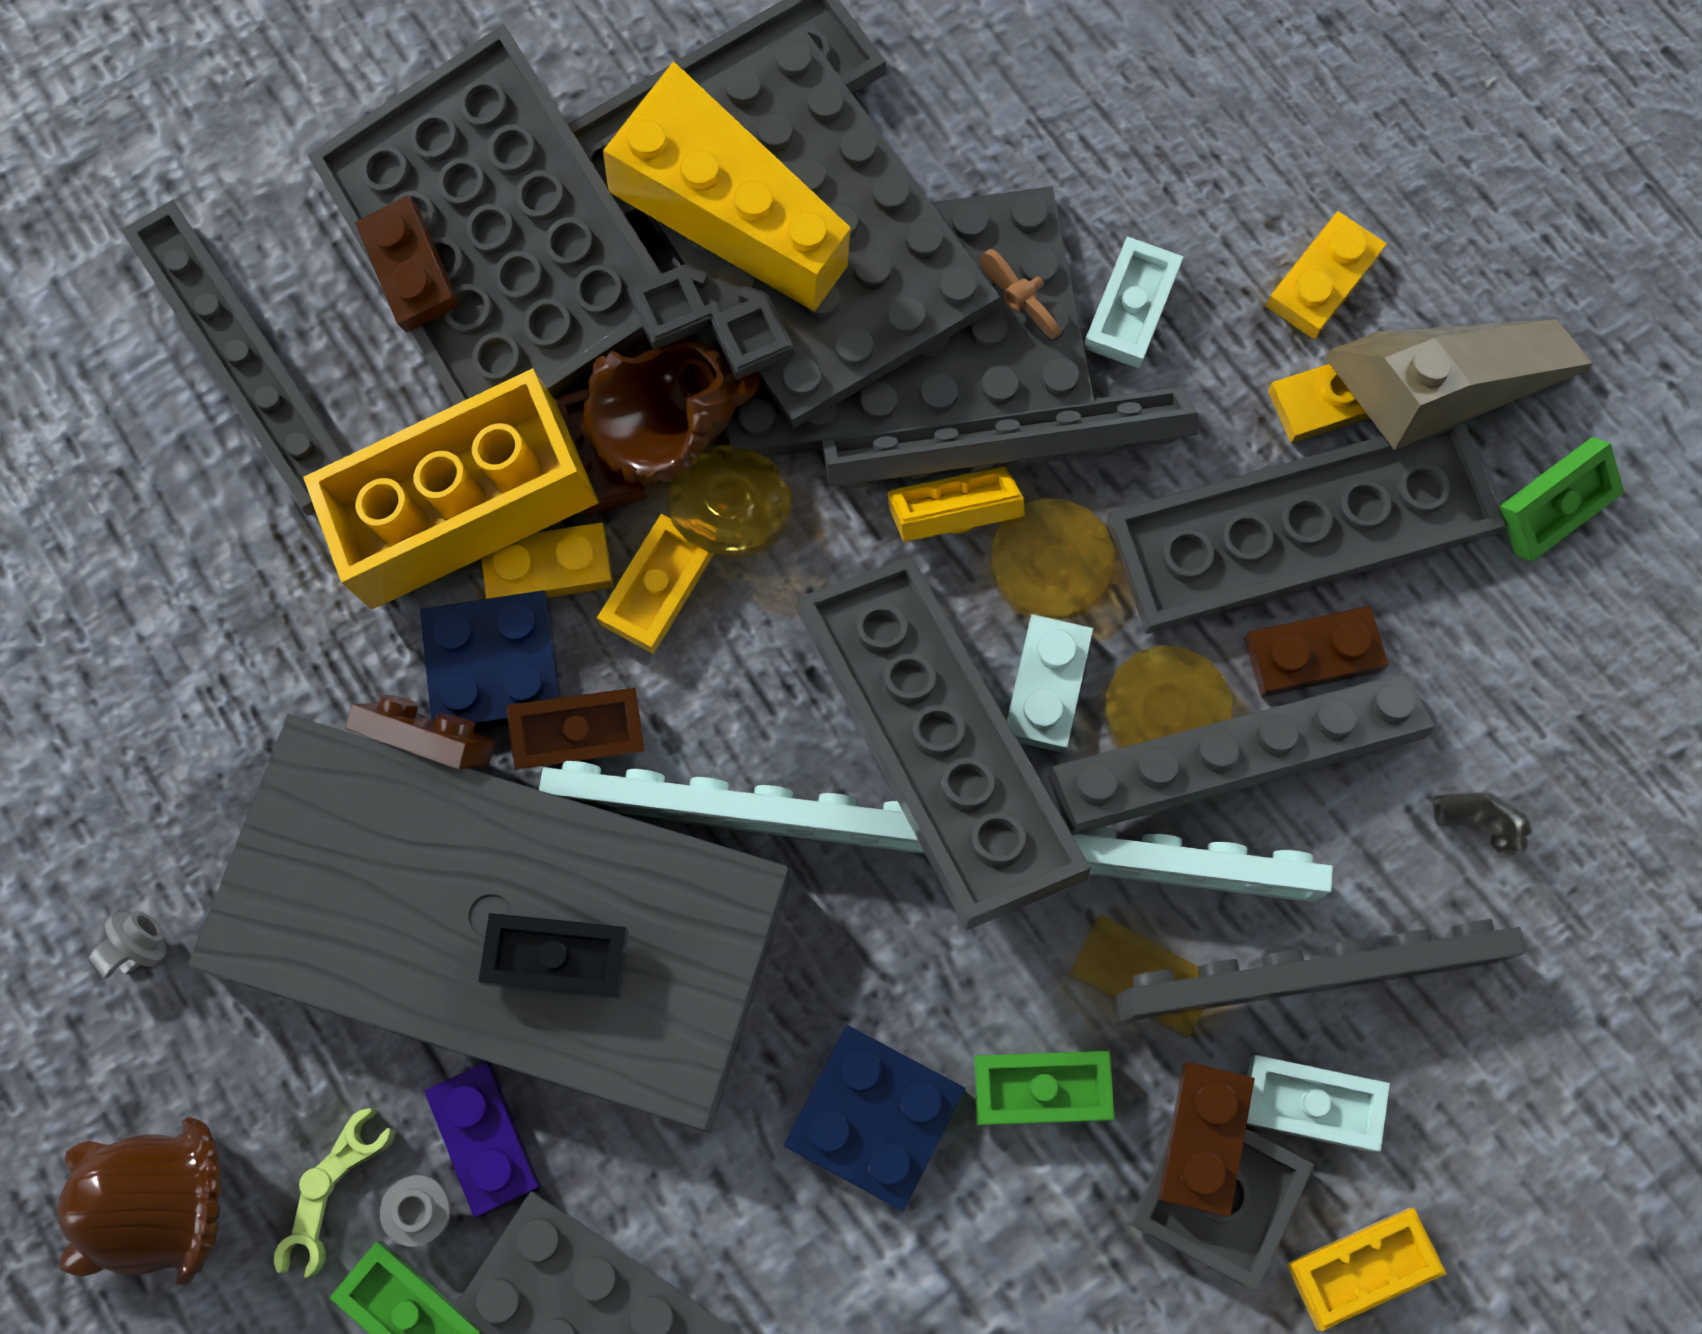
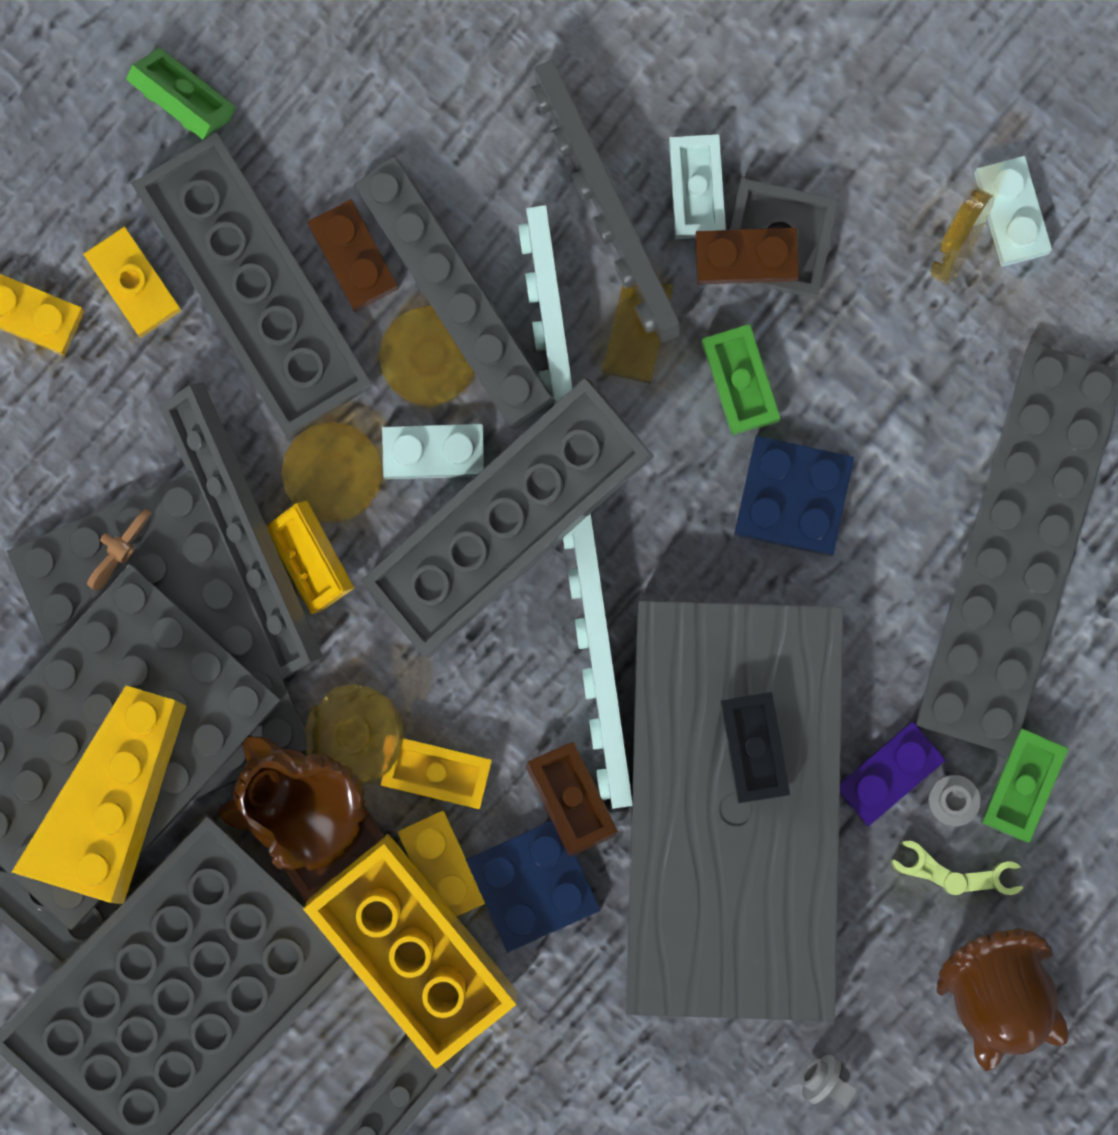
camera: 105 degrees left, 10 degrees up
(407, 263) = (222, 1057): reddish brown plate -> none
(441, 739) = (611, 916): reddish brown plate -> none
(691, 301) = (209, 763): dark grey tile -> none
(1133, 302) = (95, 460): light aqua plate -> none
(1365, 1269) = (801, 129): yellow plate -> none
(1443, 376) = (99, 203): dark tan wedge -> none
(1490, 812) = (446, 102): clear smoke arm -> none

